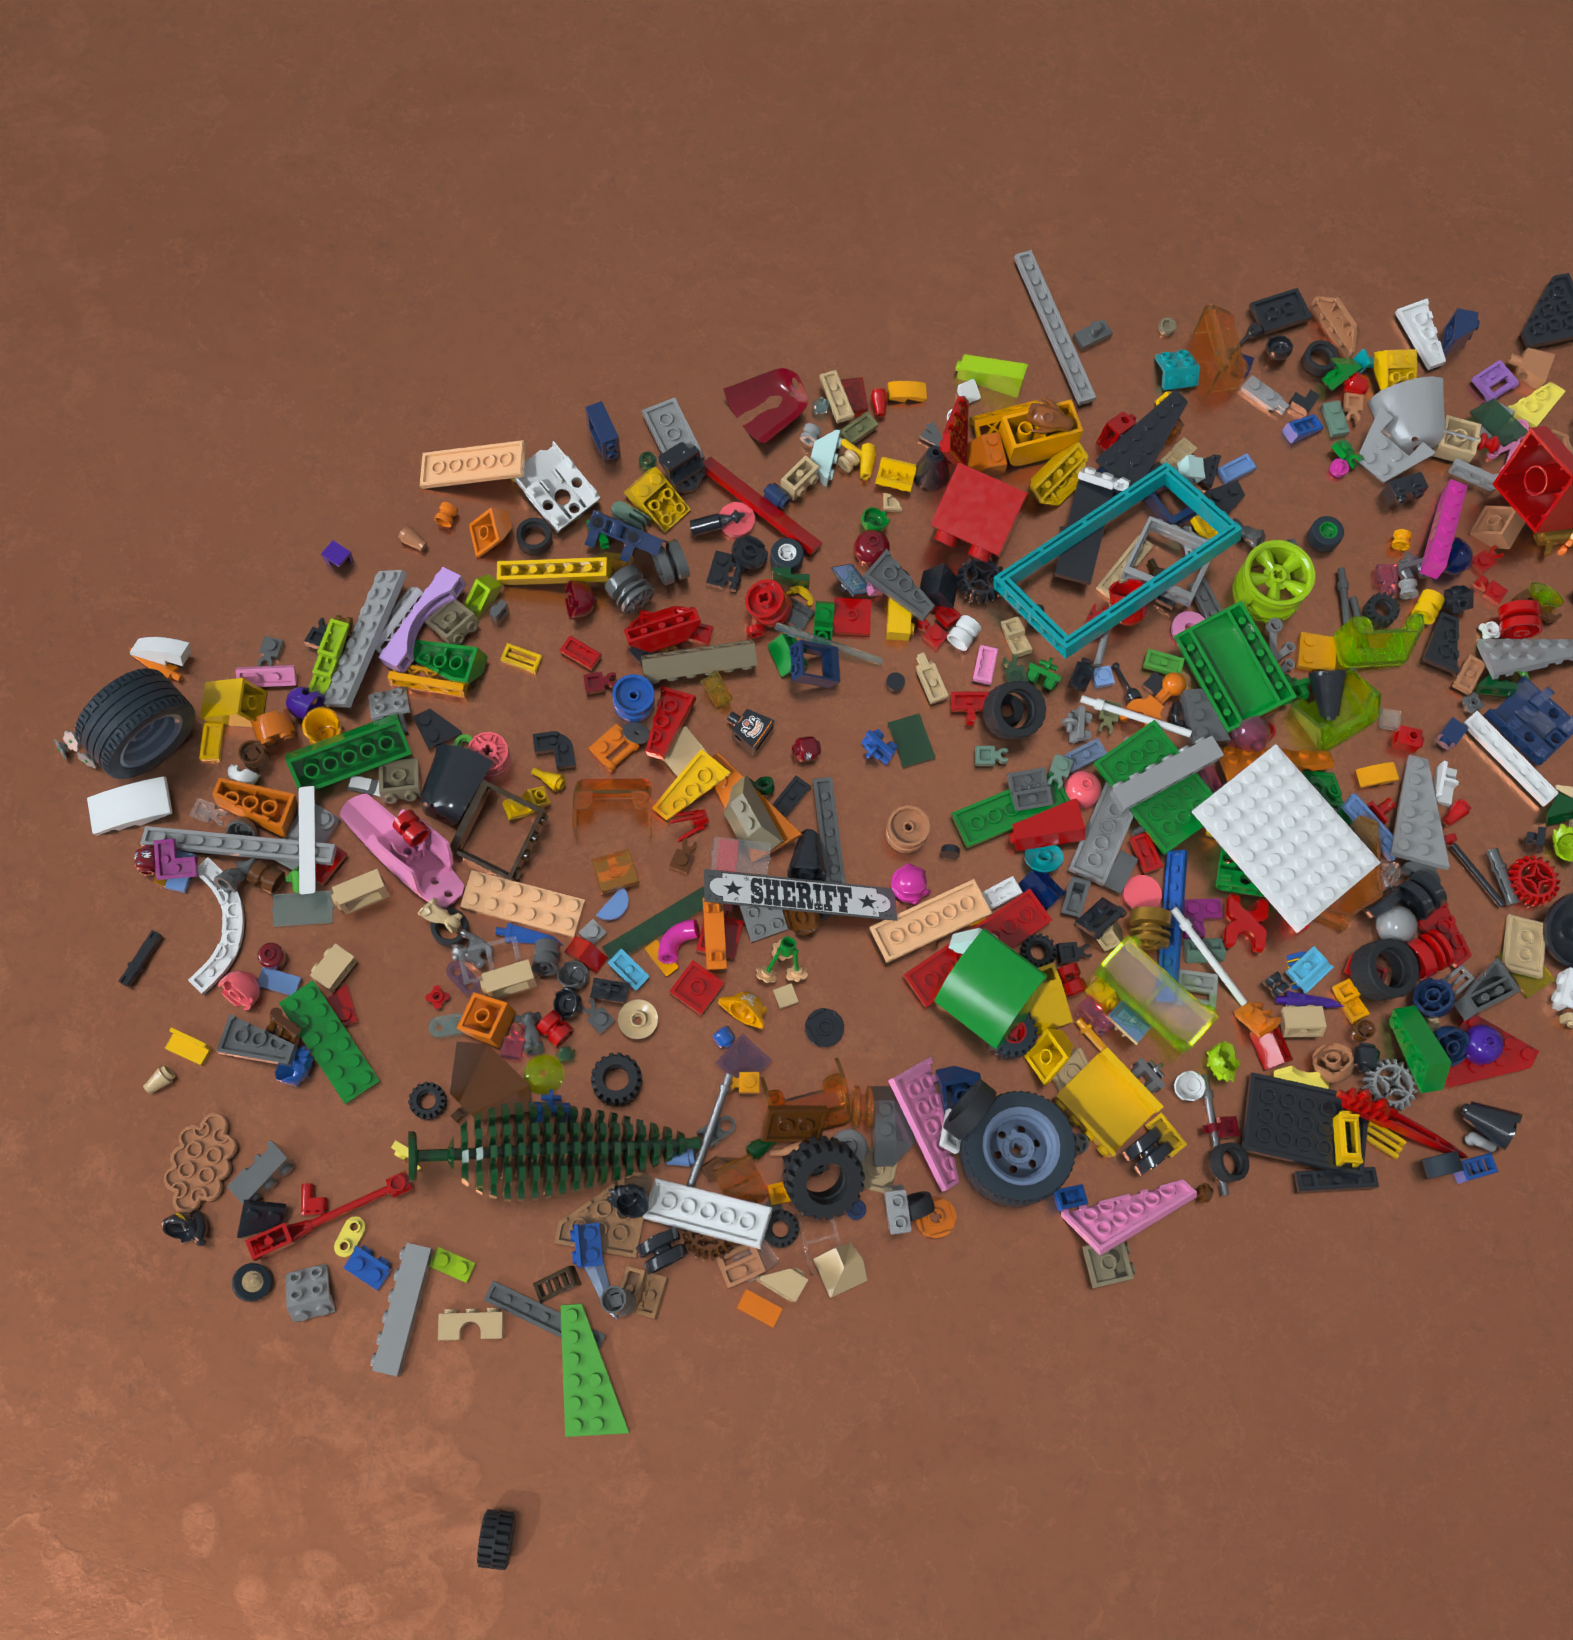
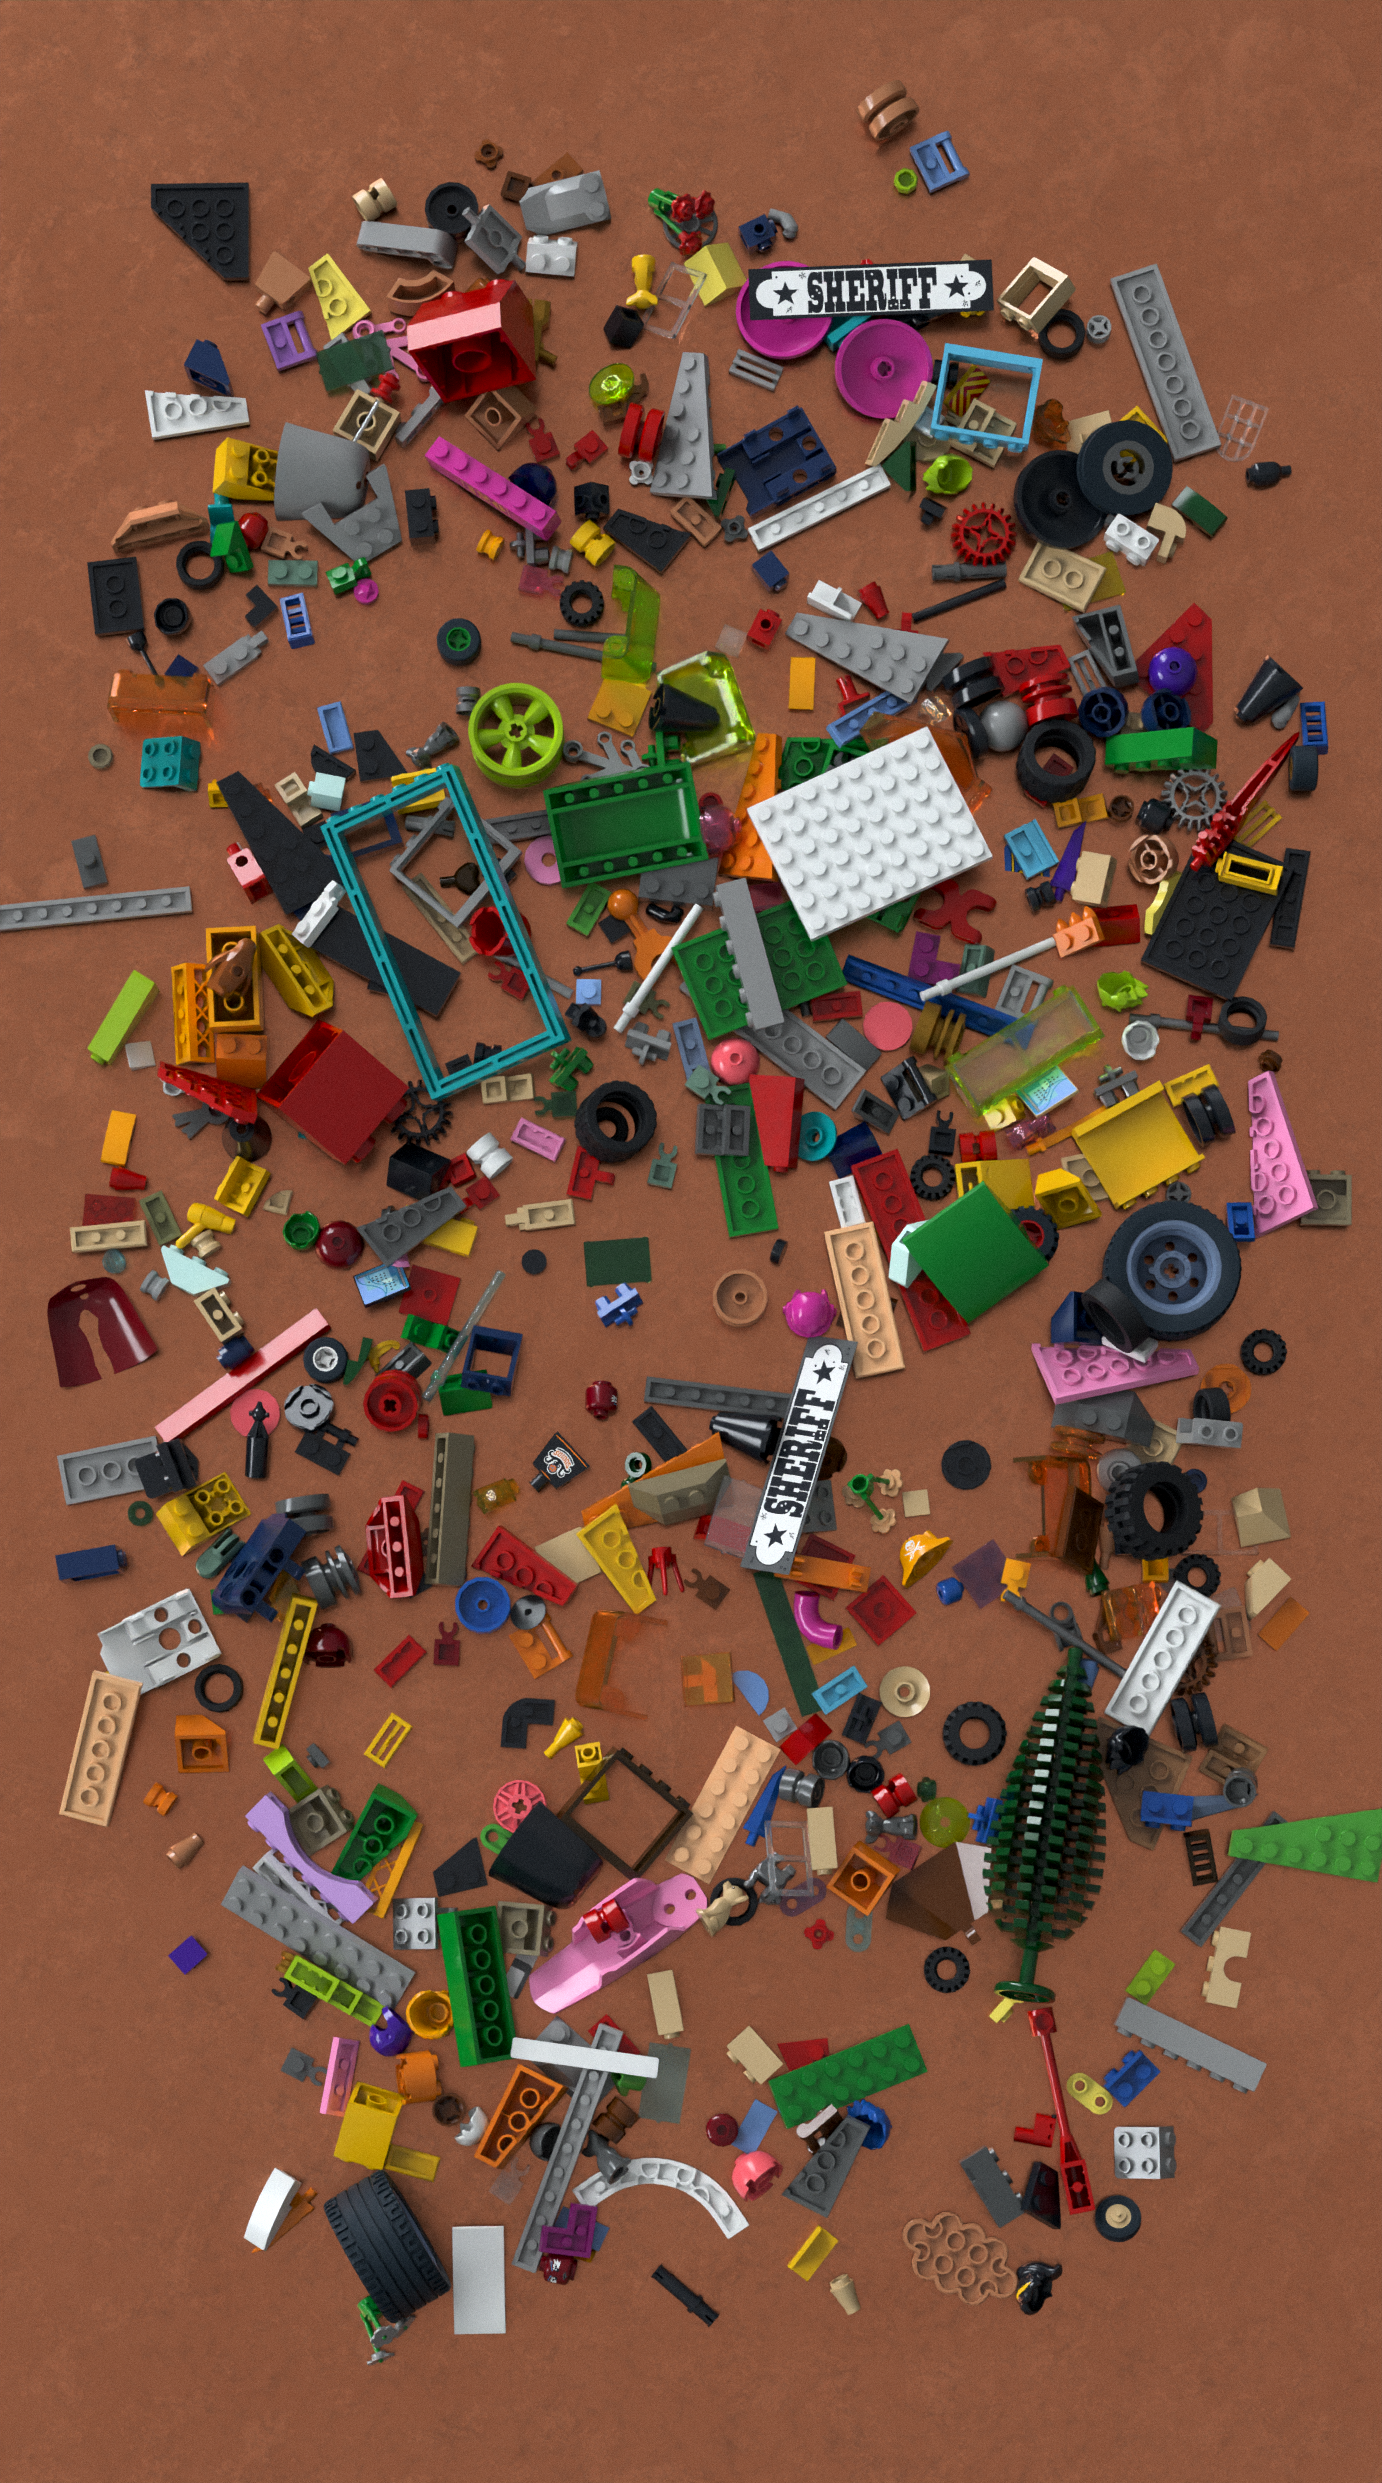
camera: 65 degrees left, 10 degrees up
(961, 1247) = (1274, 1341): none -> black tyre

